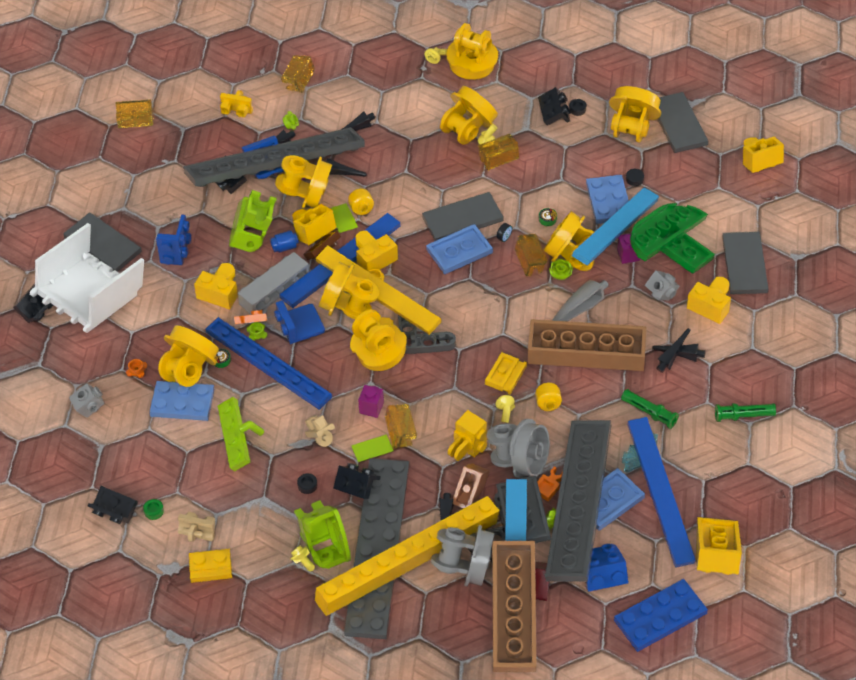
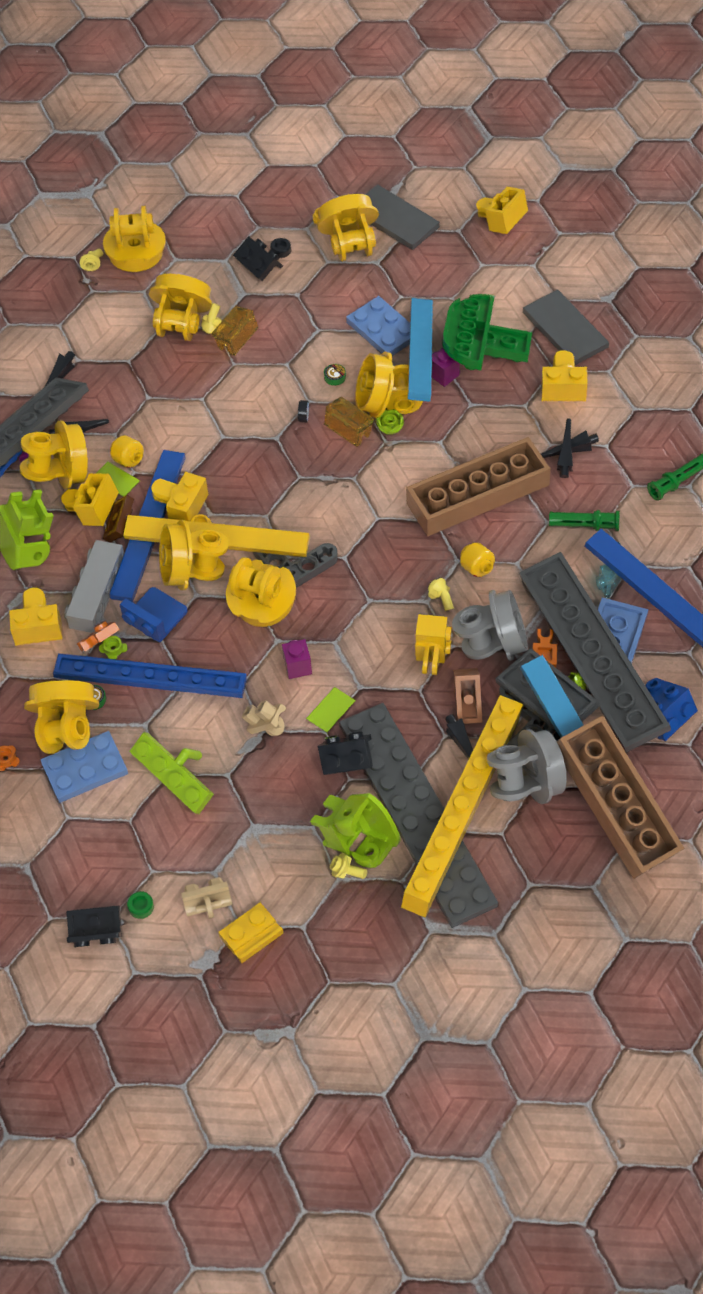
camera: 30 degrees left, 5 degrees up
(284, 241) = (73, 534): blue brick -> none
(307, 483) = (290, 784): black tile -> none
(400, 425) = (346, 669): clear yellow hinge -> none
(456, 216) = (245, 416): dark grey tile -> none
(459, 249) = (268, 451): medium blue plate -> none
(505, 373) = (414, 557): yellow plate -> none
(582, 300) = (434, 443): light grey piece -> none
(635, 177) = (393, 292): black tile -> none
(662, 285) = (500, 391): light grey brick -> none

